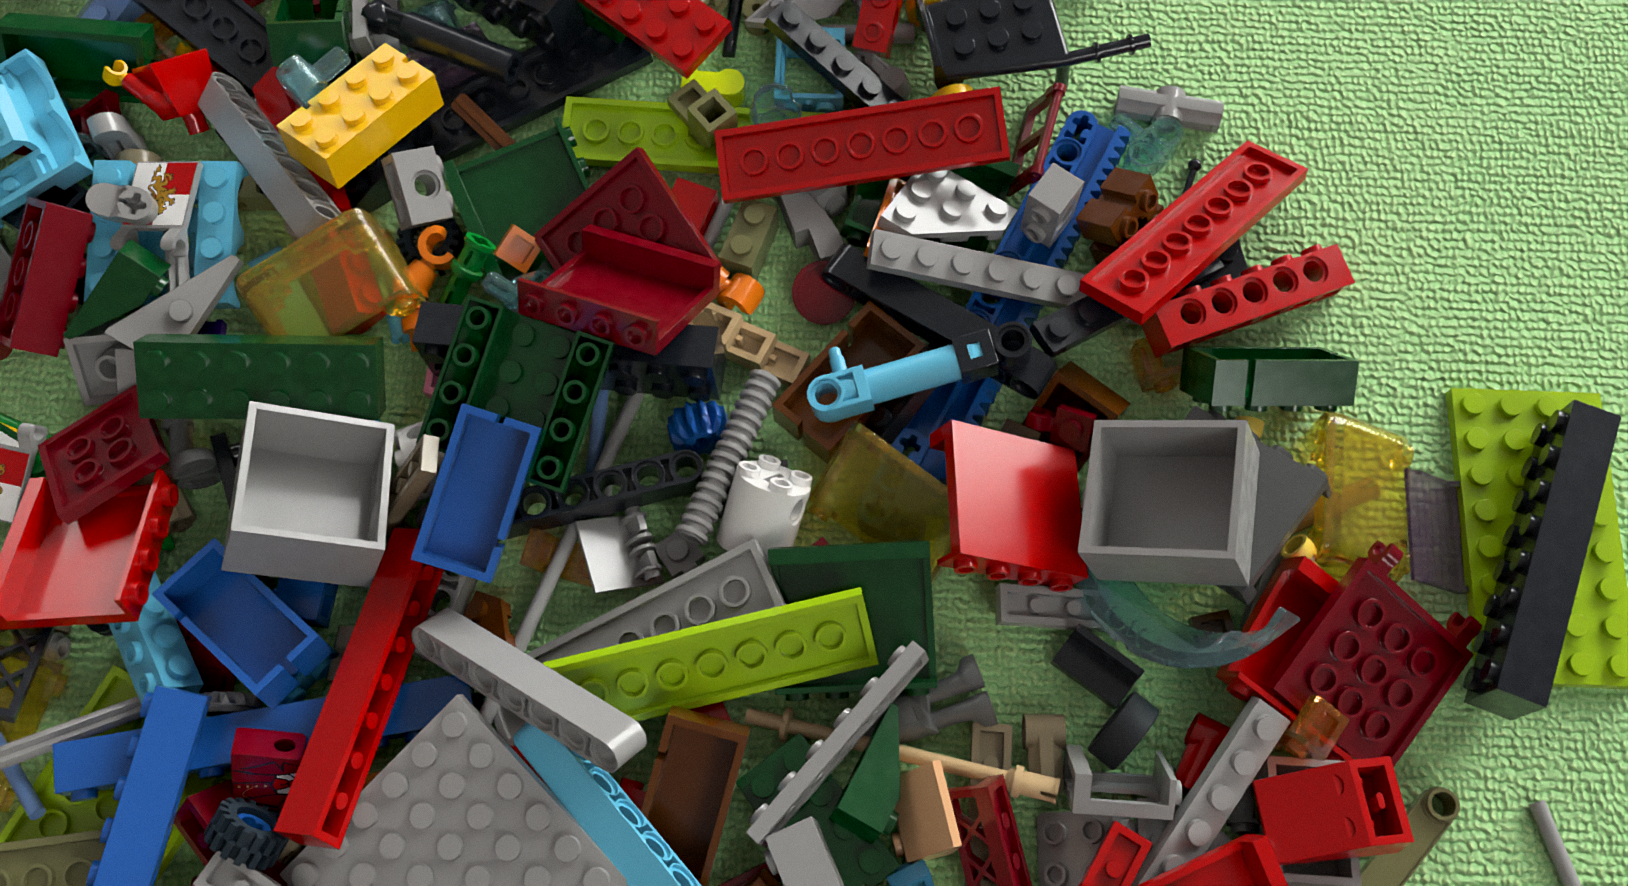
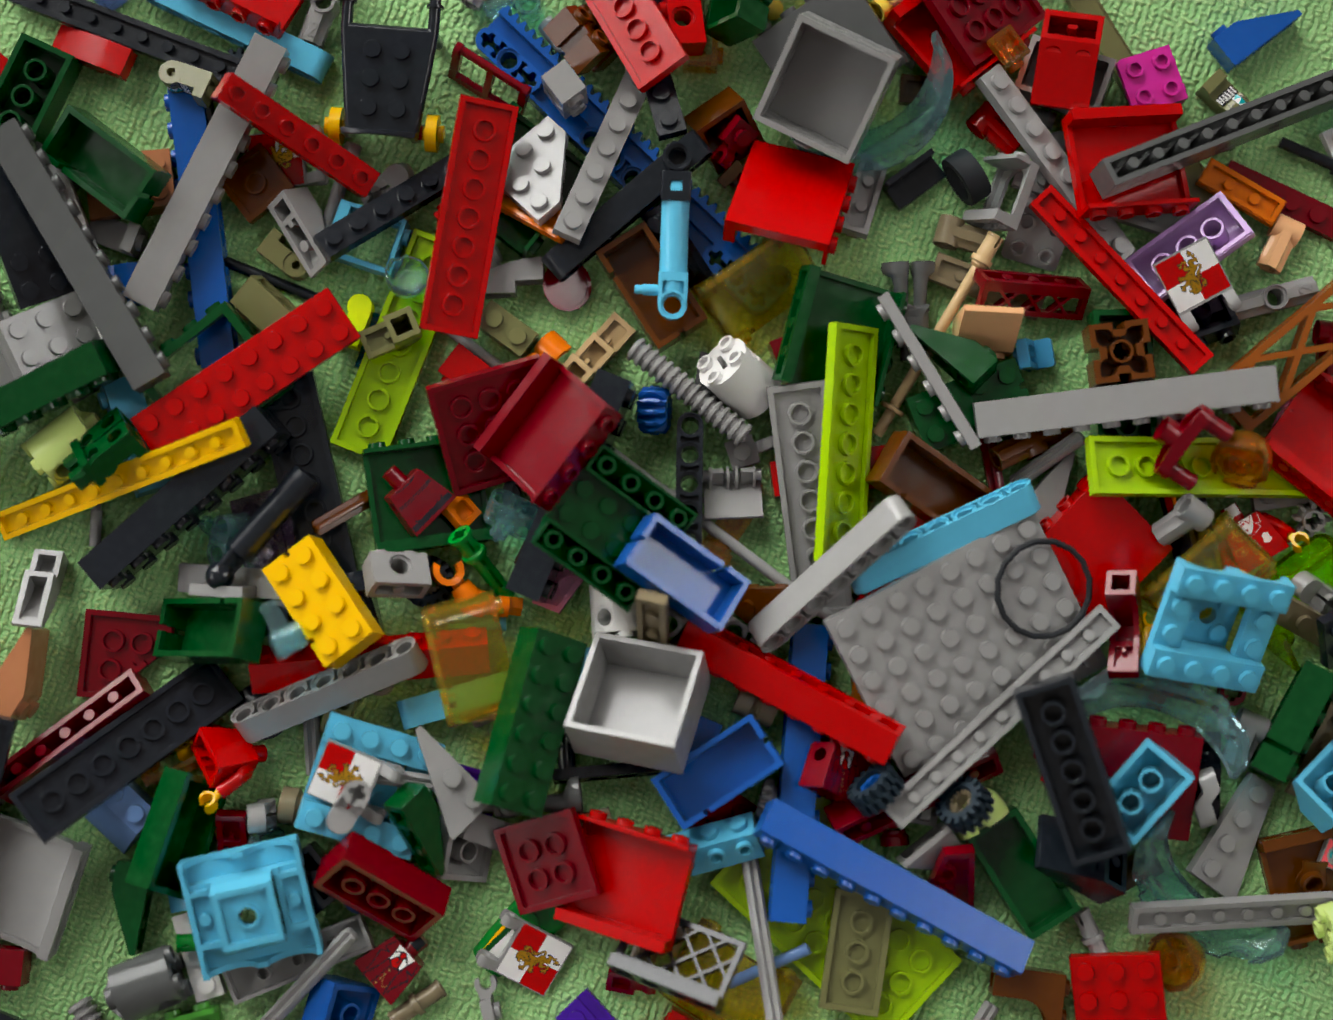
camera: 75 degrees left, 15 degrees up
(517, 190) = (415, 498): none -> dark red torso

